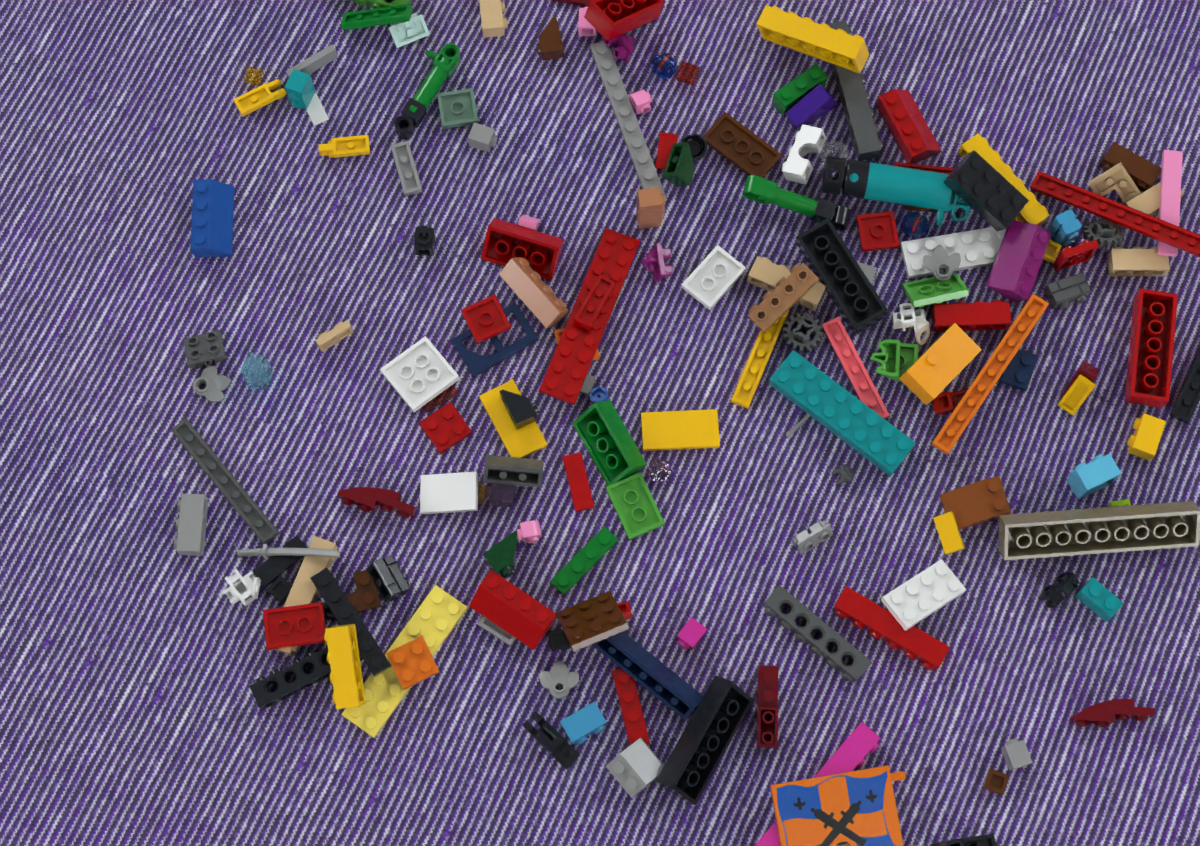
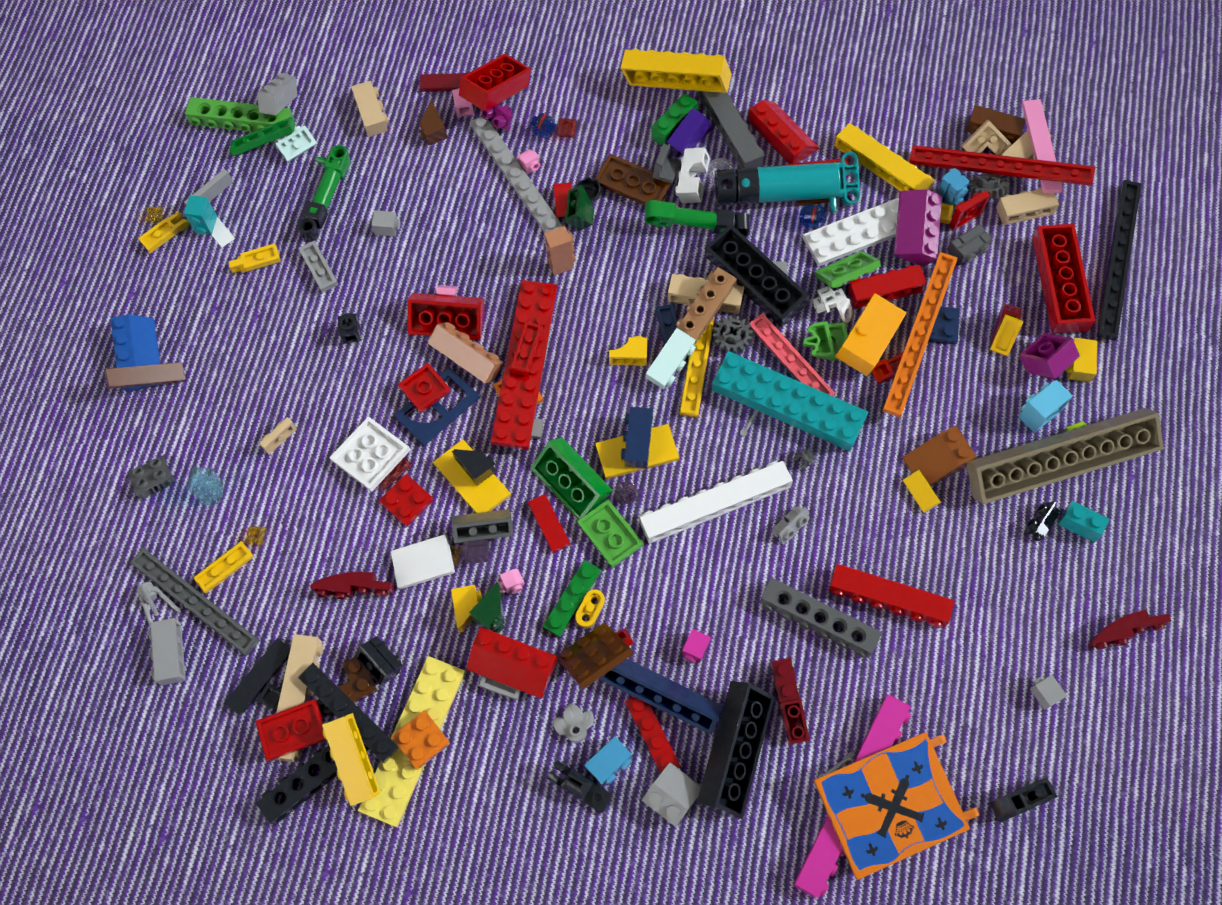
camera: 10 degrees left, 5 degrees down
(183, 465) = (148, 594): none -> light grey plant
(214, 384) = (166, 508): light grey plate -> none
(217, 246) = (144, 375): none -> tile
(244, 588) = (234, 701): white piece -> none
(258, 454) = (223, 567): none -> yellow tile
(266, 552) = (249, 661): light grey sword -> none
(292, 424) = (252, 531): none -> clear yellow plate
(457, 108) = (356, 202): sand green plate -> none
(480, 541) = (464, 600): none -> yellow slope
(558, 640) = (564, 683): black tile -> none
(598, 394) = (550, 434): blue tile -> none
(598, 575) = (589, 609): none -> yellow plate
(655, 262) = (577, 302): magenta hips -> none
(683, 417) = (637, 437): none -> dark blue brick
(698, 329) = (632, 353): none -> yellow arch
(713, 277) = (635, 303): white plate -> none
(735, 344) = (671, 359): none -> light aqua brick
(740, 310) = (667, 321): none -> dark blue tile
(744, 498) = (715, 502): none -> white brick
(778, 138) = (665, 167): none -> dark grey panel
(812, 772) = (849, 757): none -> light grey hinge
(877, 231) = (779, 229): red plate -> none
(923, 594) = (913, 555): white plate -> none
(942, 261) = (845, 242): light grey plate -> none
(986, 191) = (872, 168): black brick -> none
(996, 782) = (1035, 723): reddish brown plate -> none
(1113, 426) = (1049, 355): none -> magenta brick

